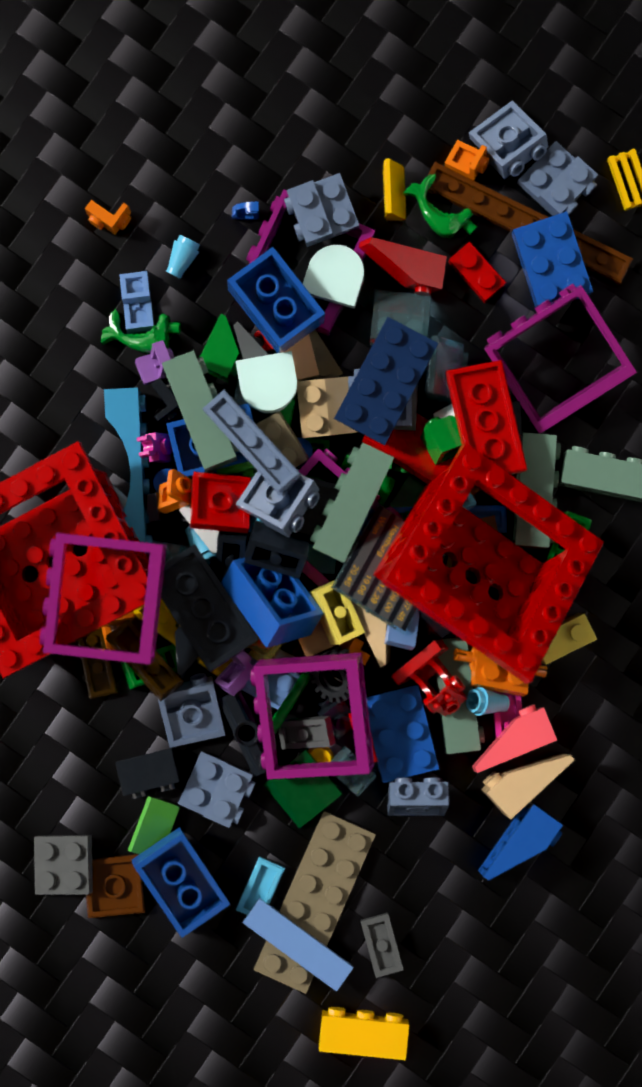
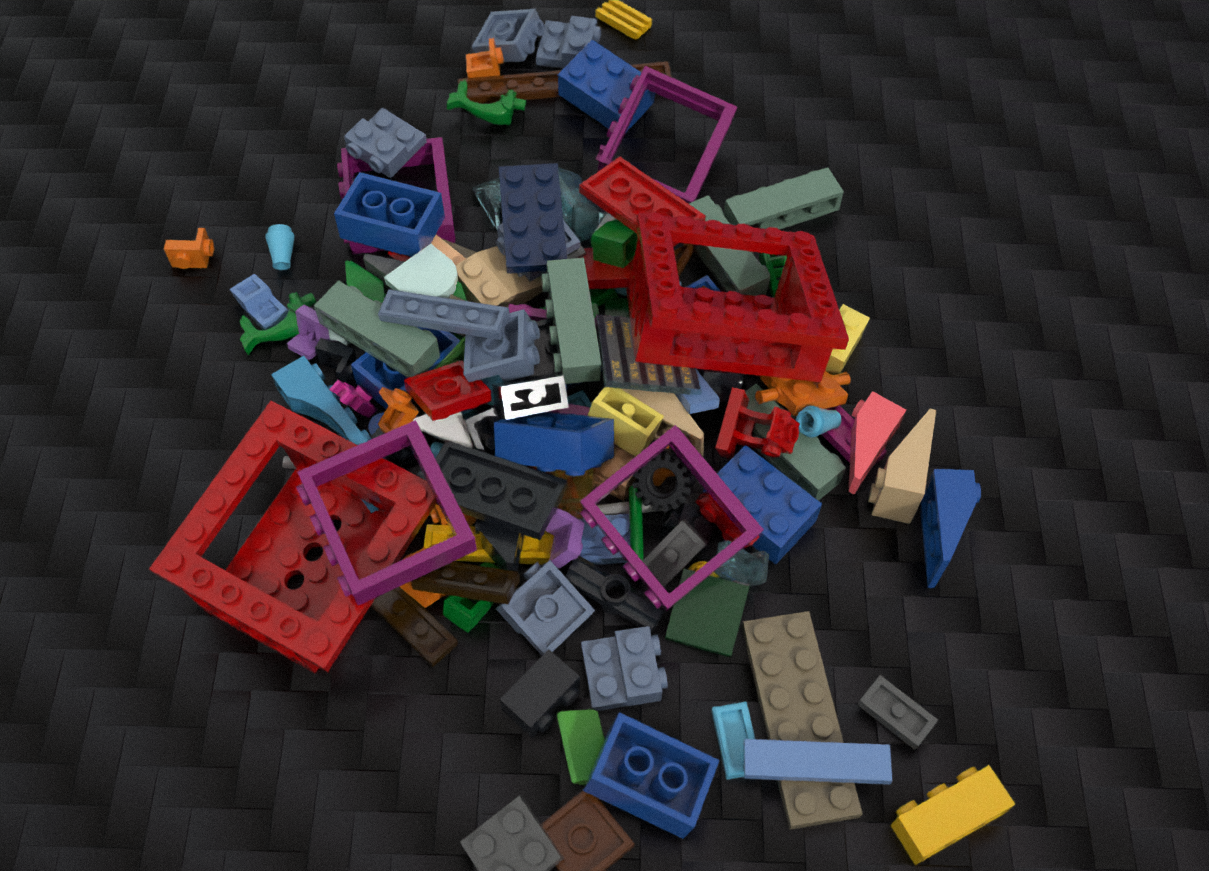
camera: 30 degrees left, 25 degrees down
(246, 211) = (318, 186): blue tile -> none
(335, 275) = (435, 174): light aqua tile -> none
(393, 191) = (436, 114): yellow slope -> none
(409, 266) = (484, 145): red slope -> none
(418, 798) = (824, 544): sand blue plate -> none
(476, 272) = (549, 133): red plate -> none

